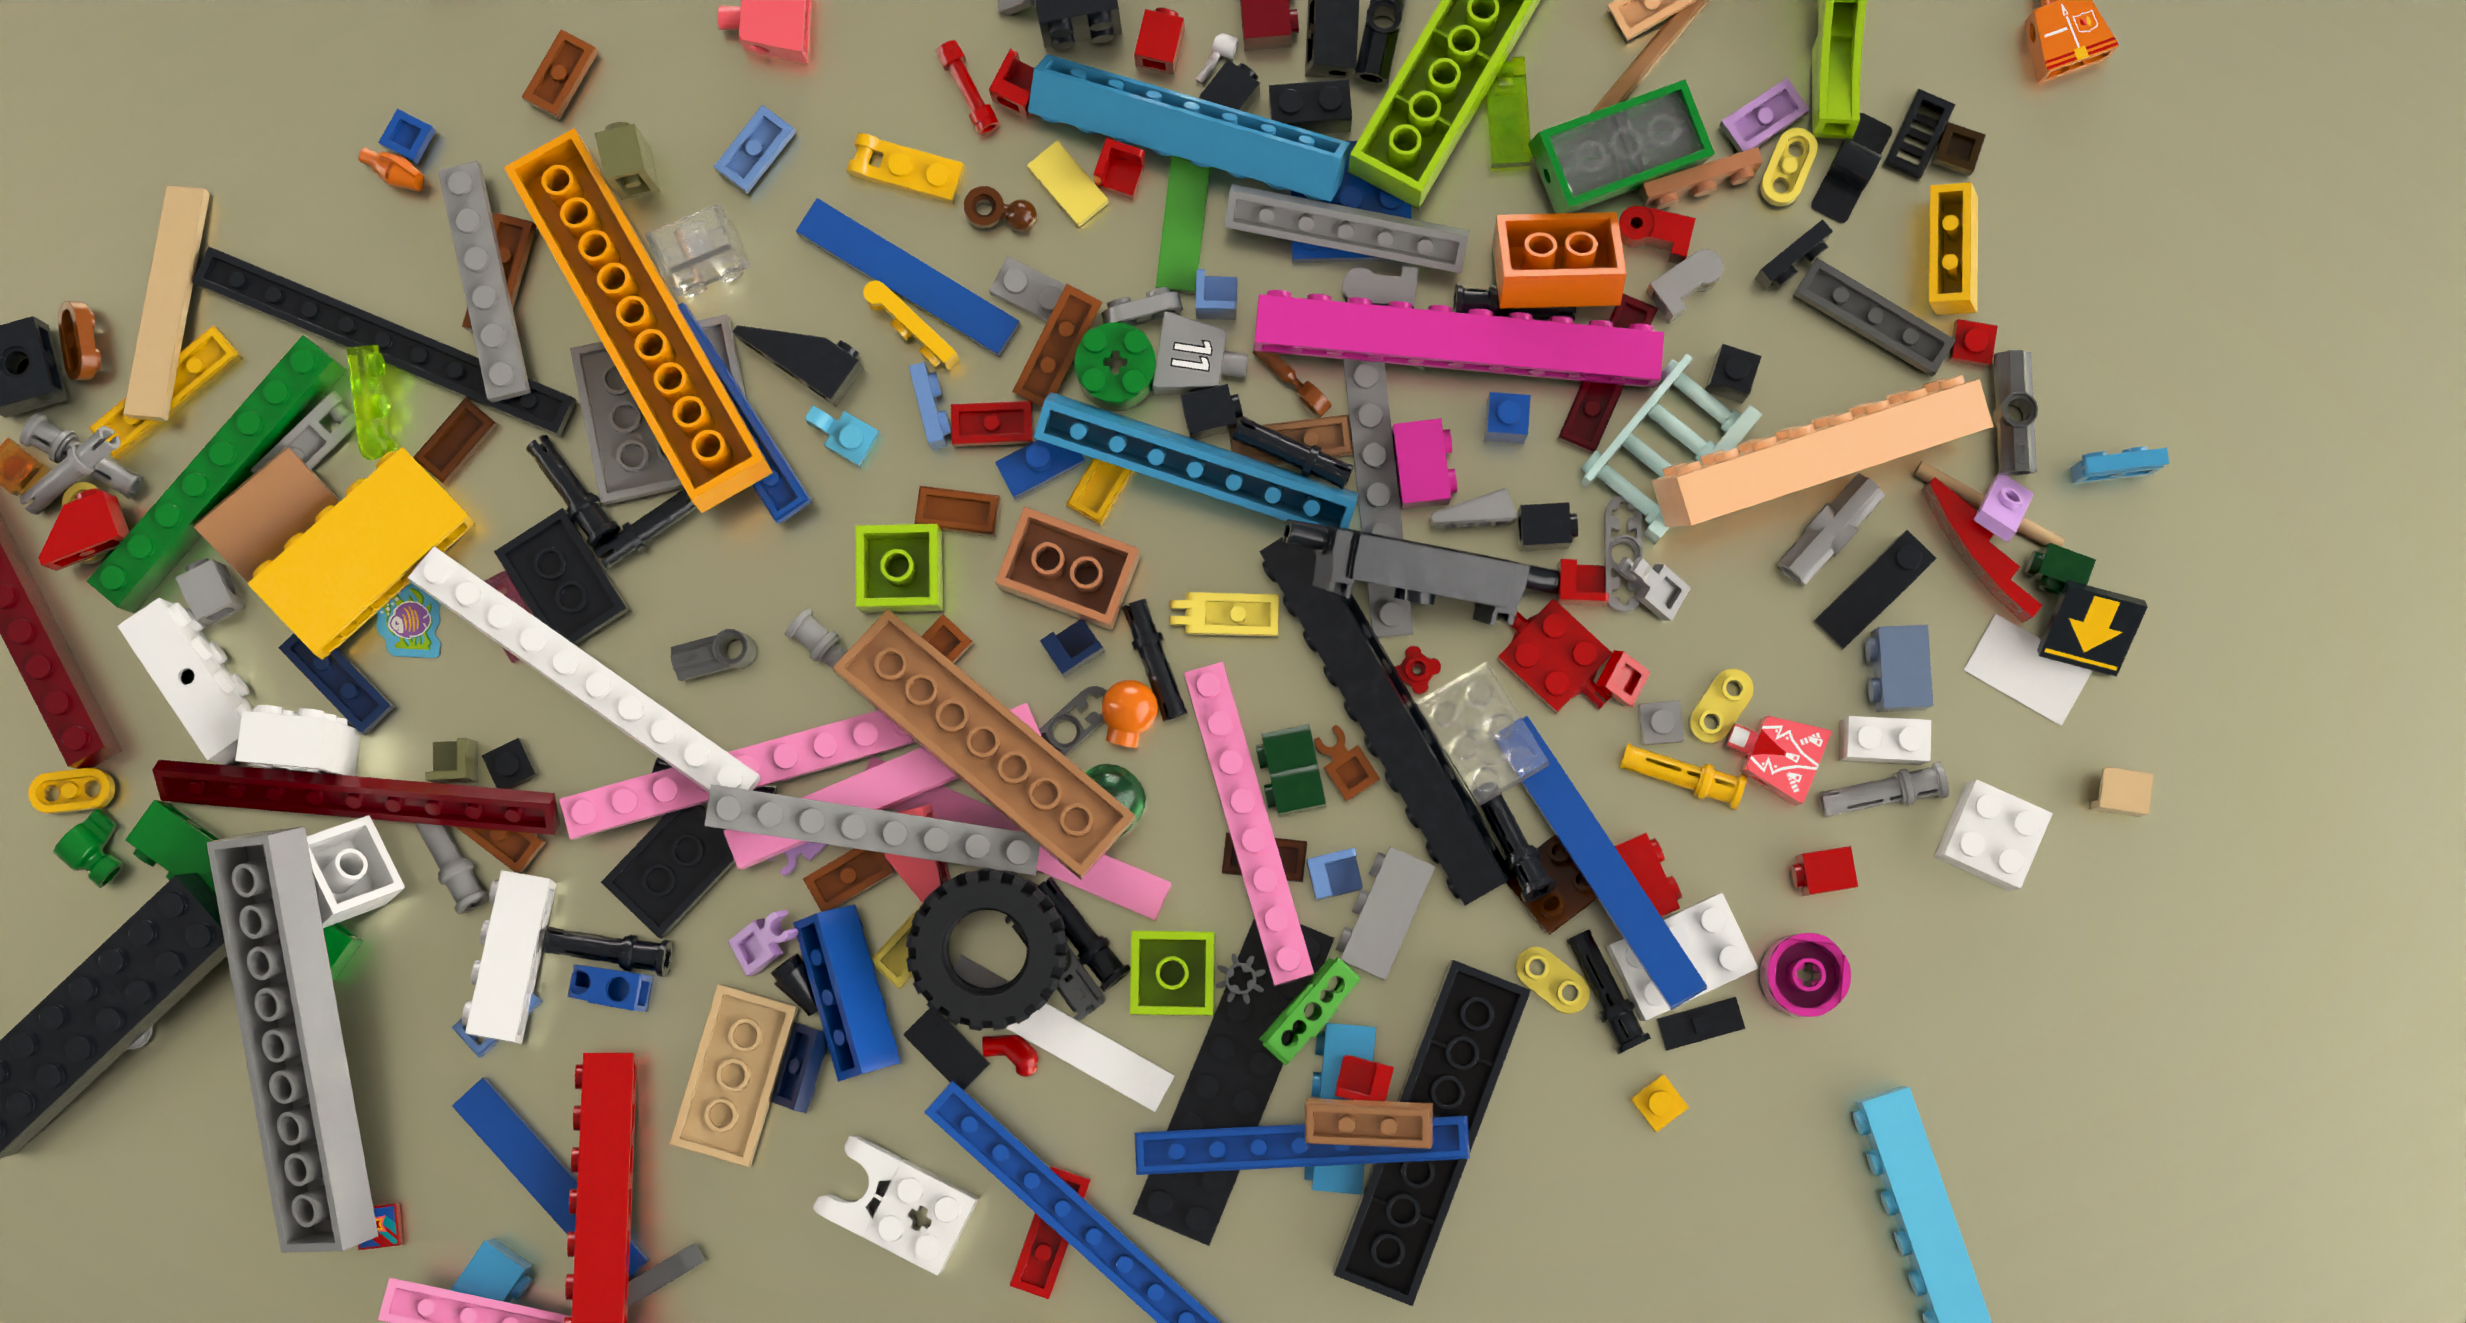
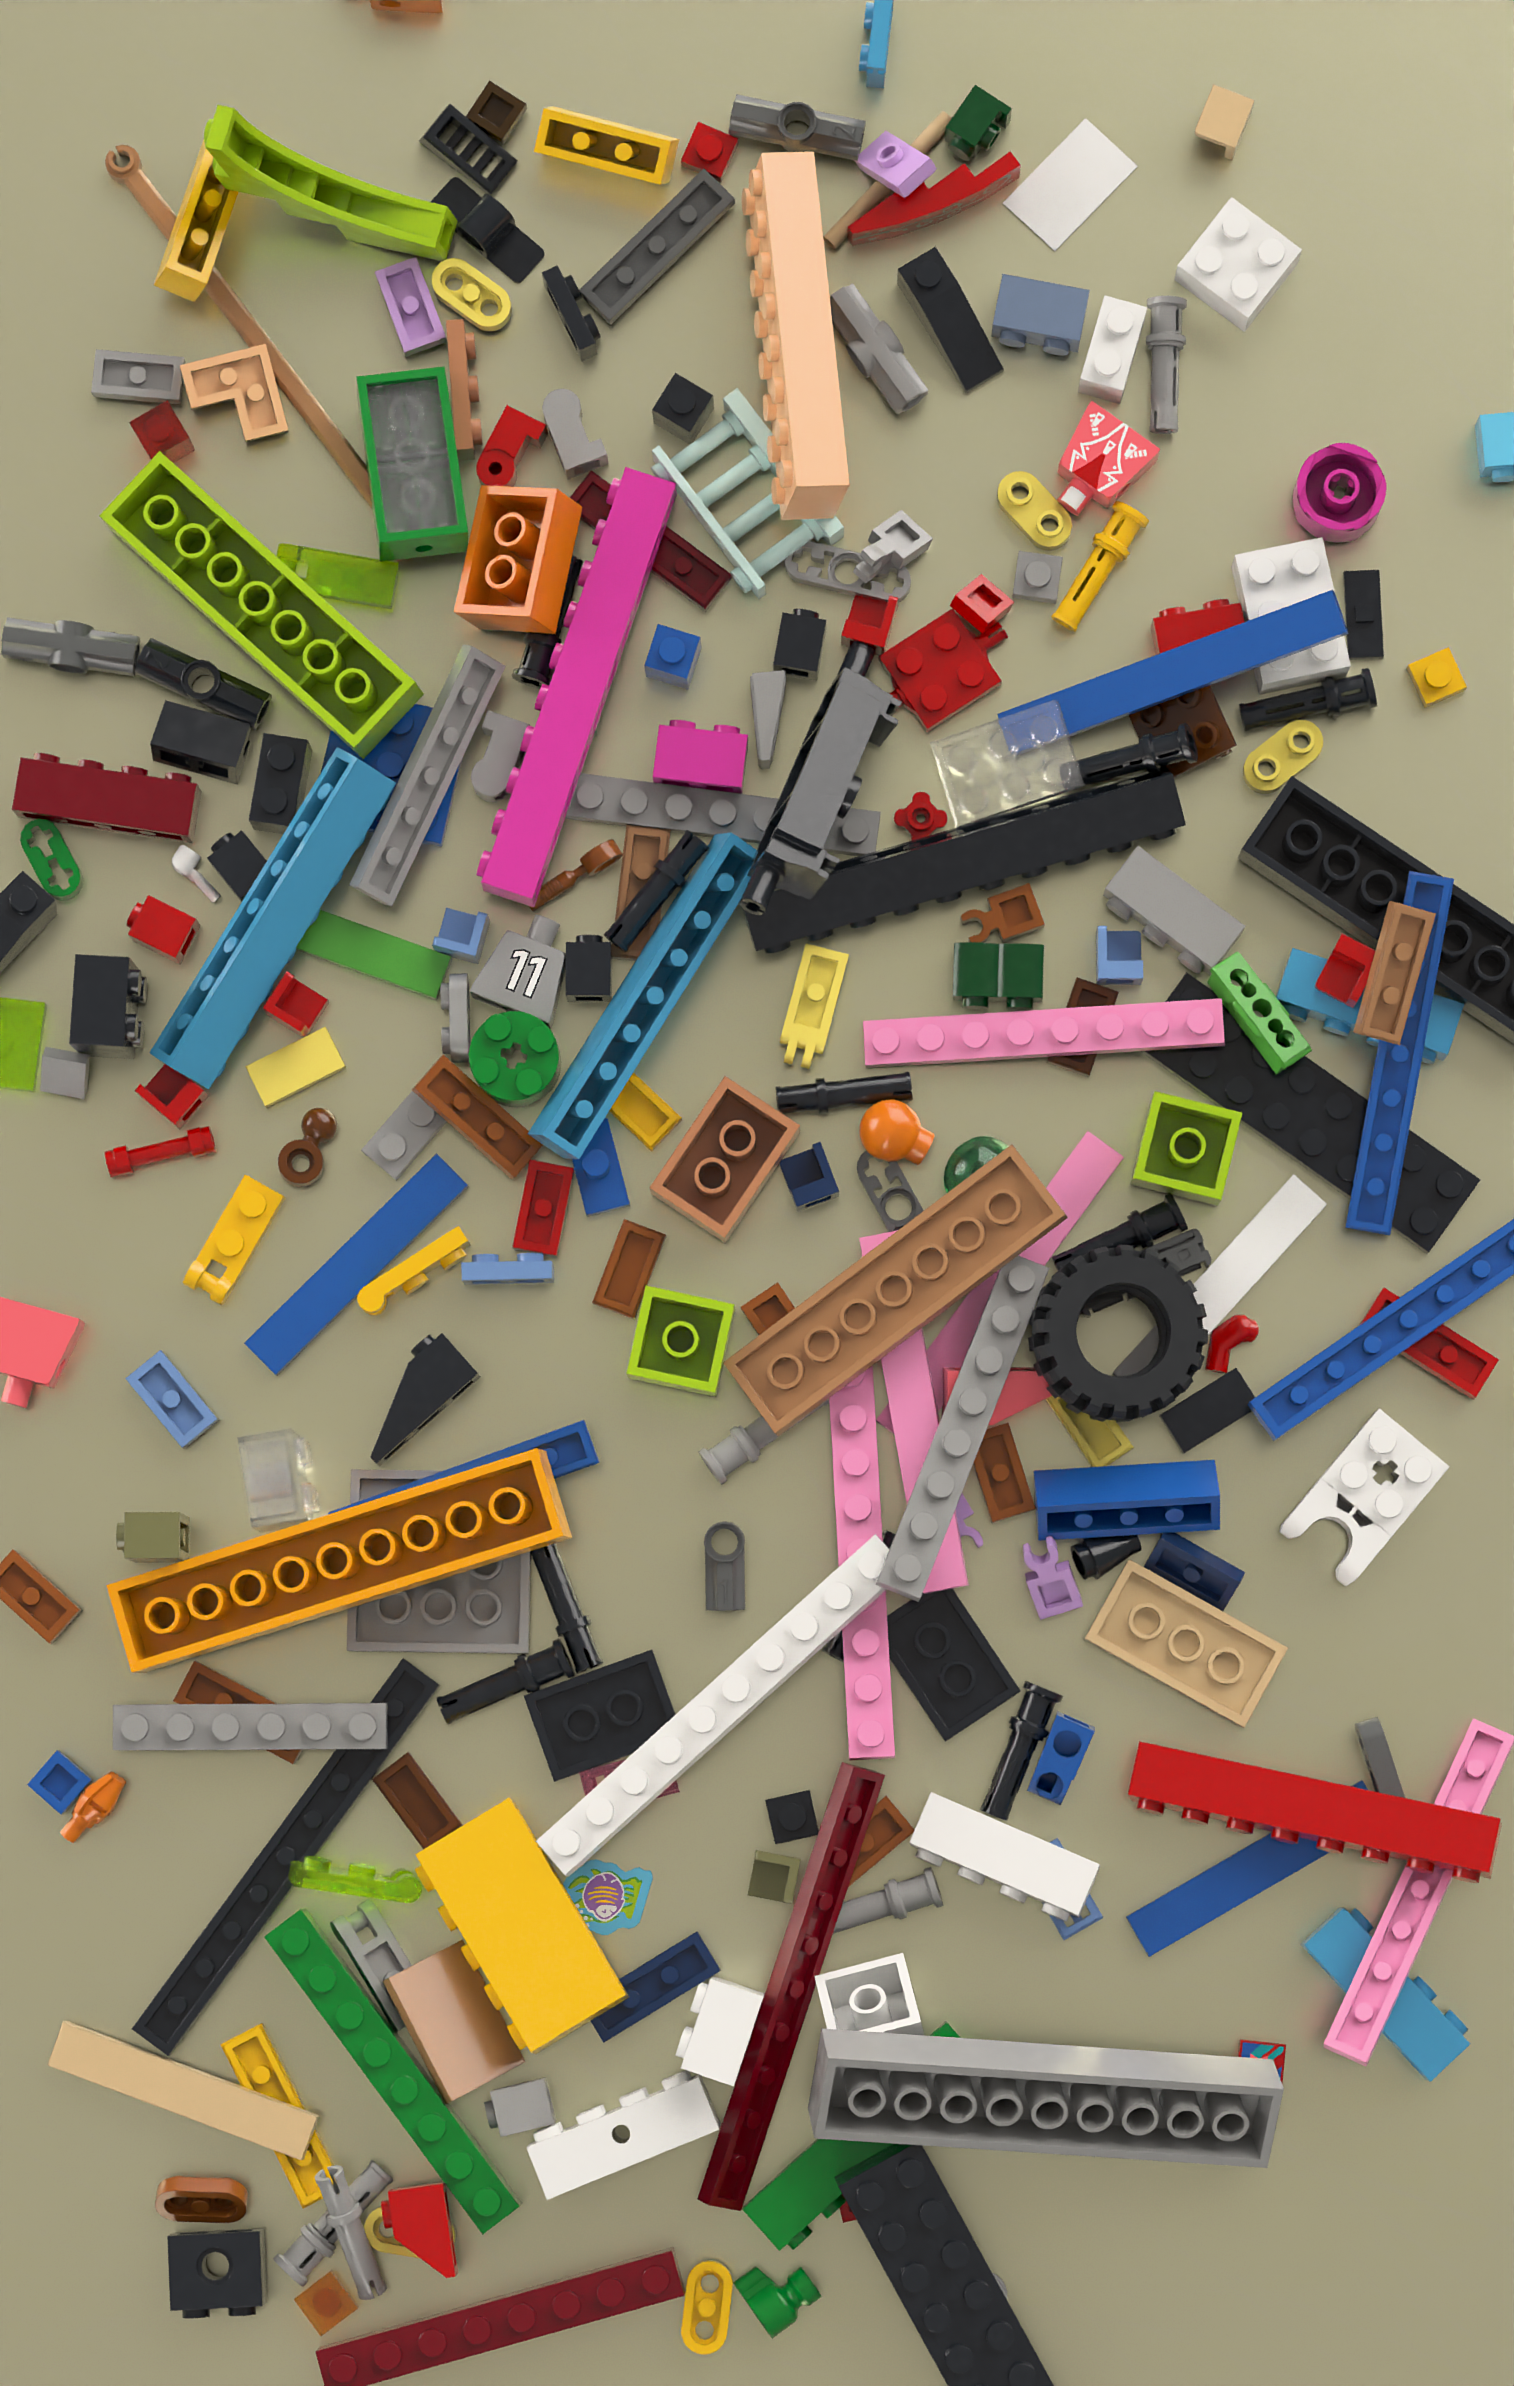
camera: 75 degrees left, 0 degrees up
(847, 436) = (518, 1369): medium azure plate -> none
(1251, 984) = (1200, 1085): dark grey gear -> none
(1824, 871) = (1235, 445): red brick -> none
(2092, 628) = (1045, 107): black tile -> none

